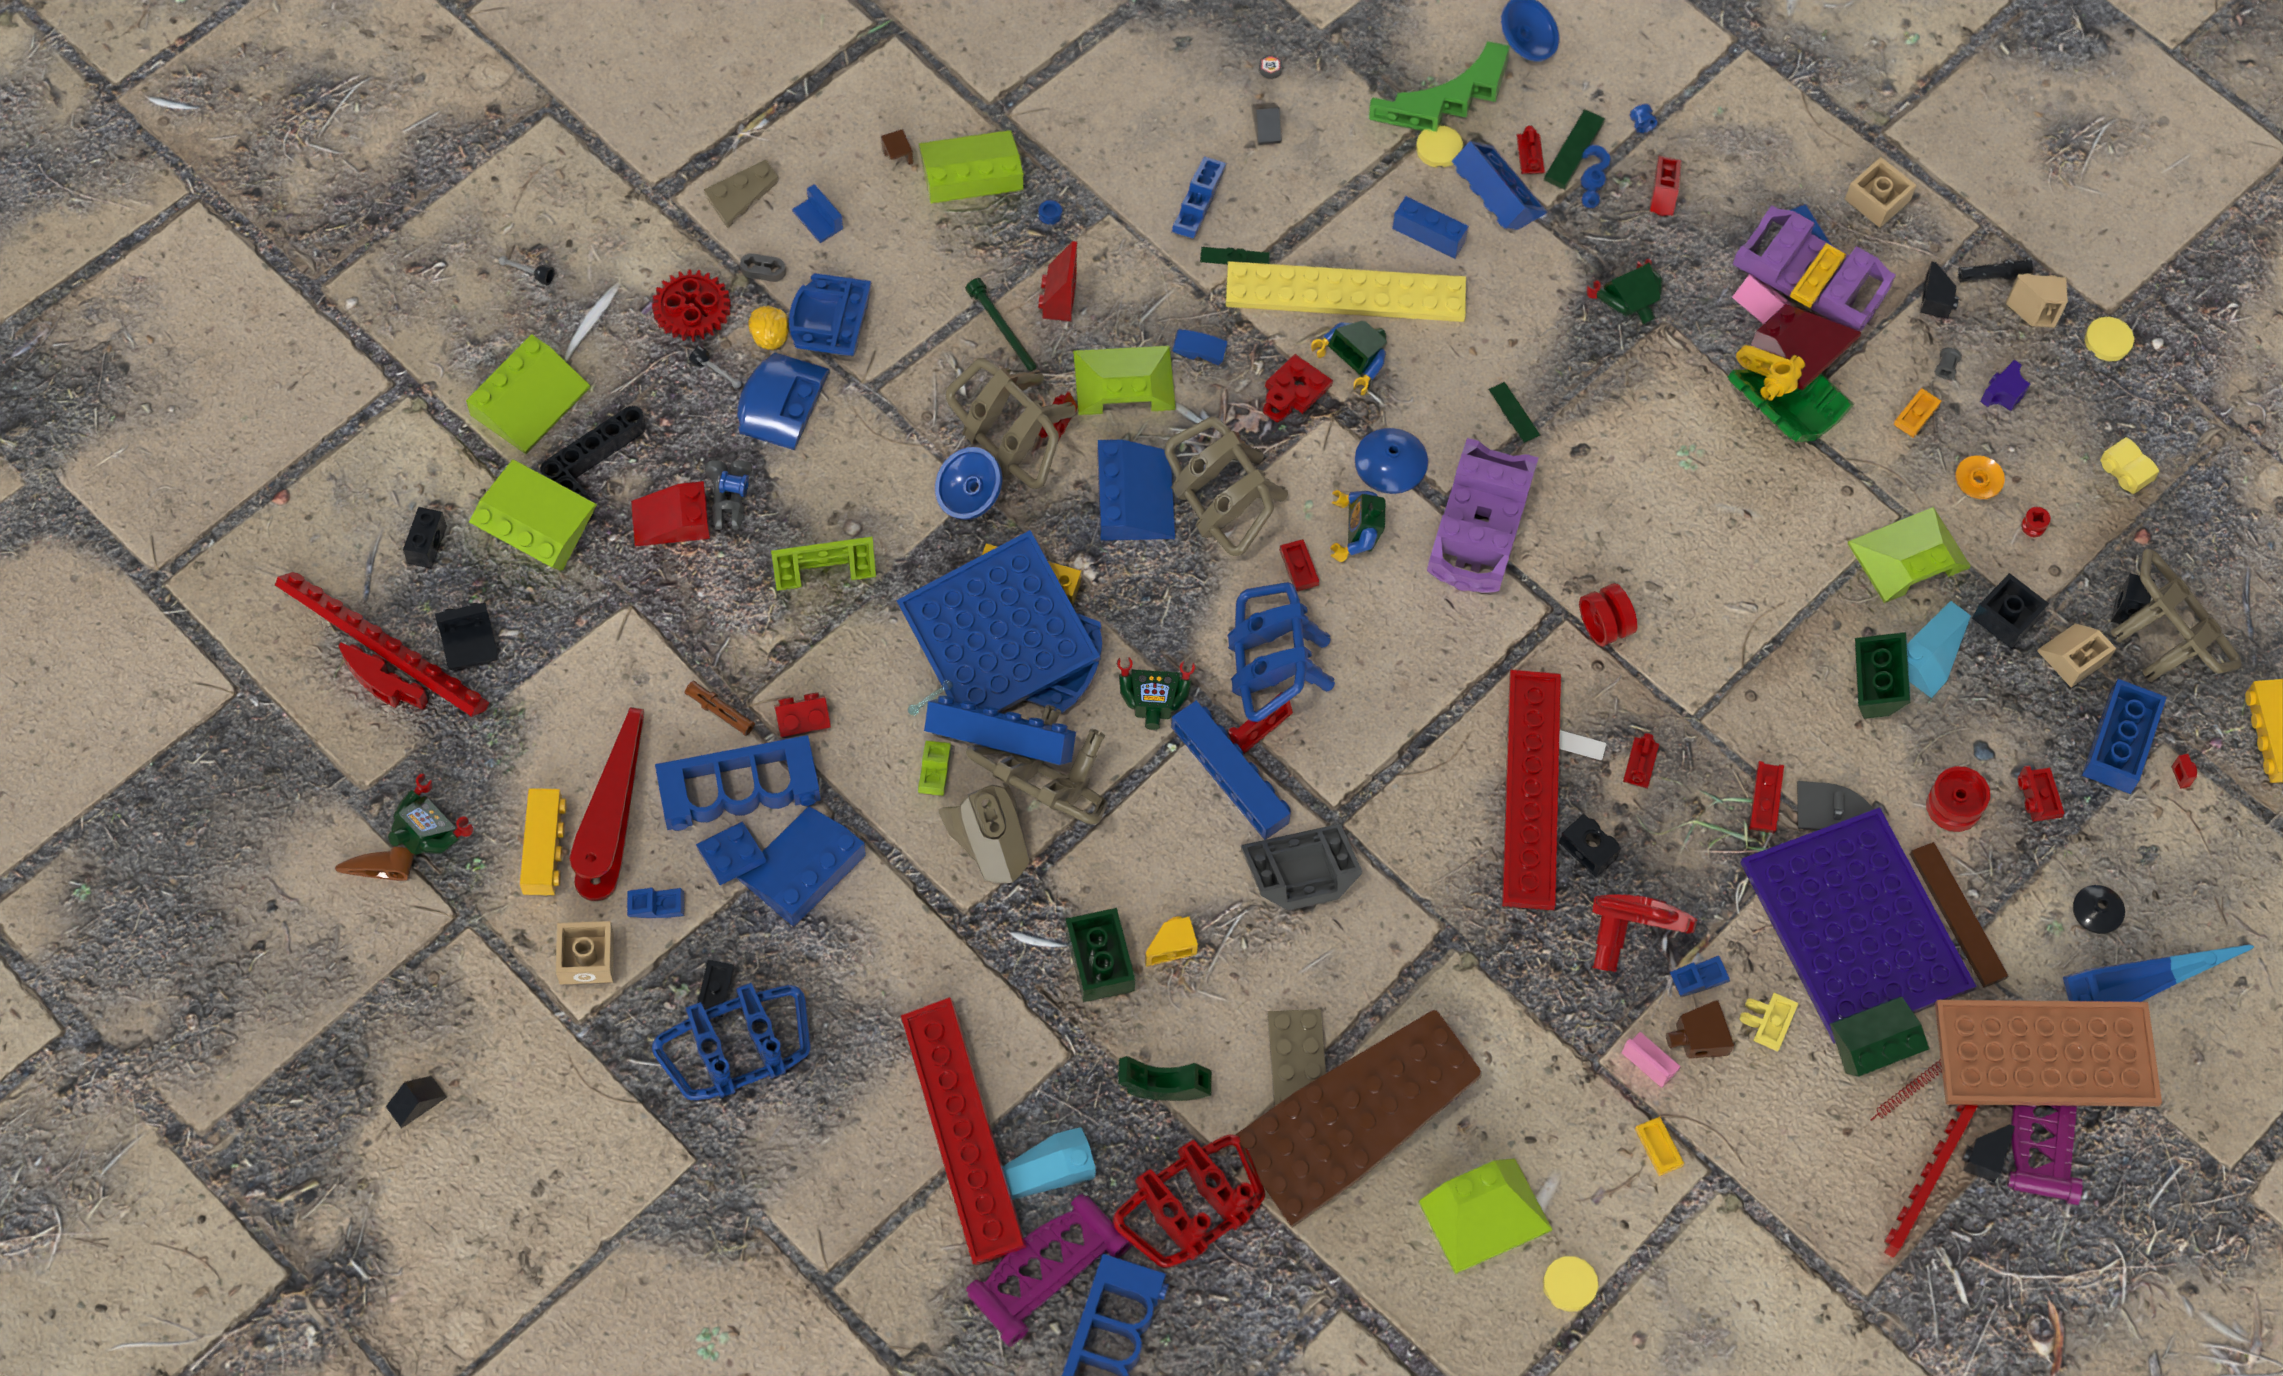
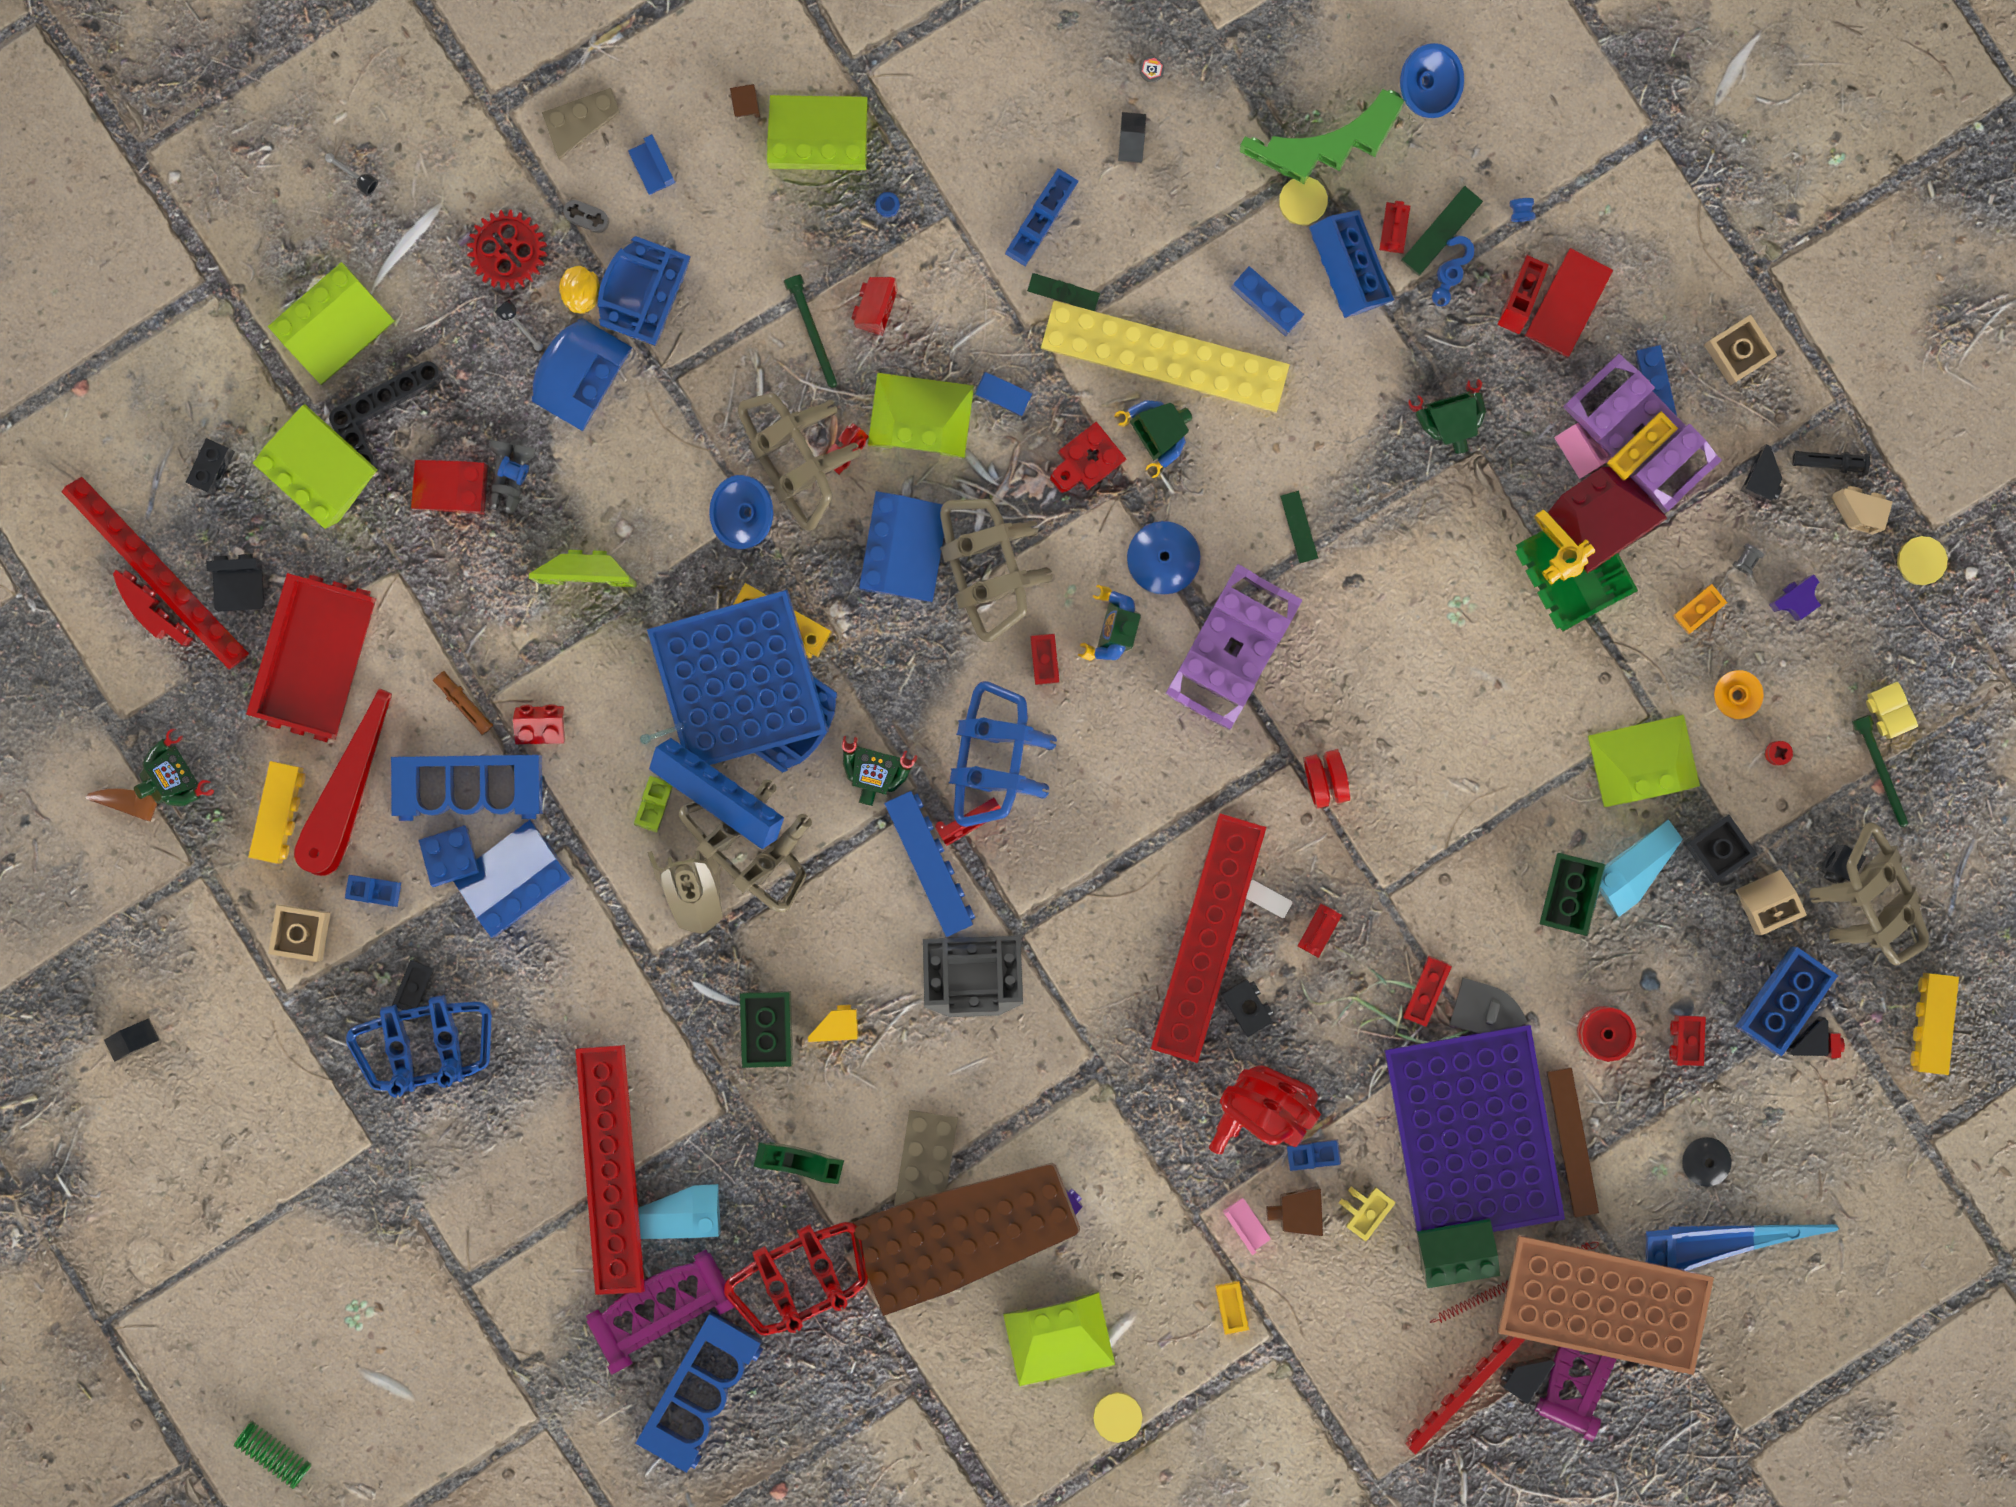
camera: 15 degrees right, 25 degrees up
(555, 692) = (311, 656): none -> red panel
(1709, 186) = (1569, 302): none -> red tile
(2108, 484) = (1864, 727): none -> dark green piece
(2164, 773) = (1812, 1041): none -> black slope

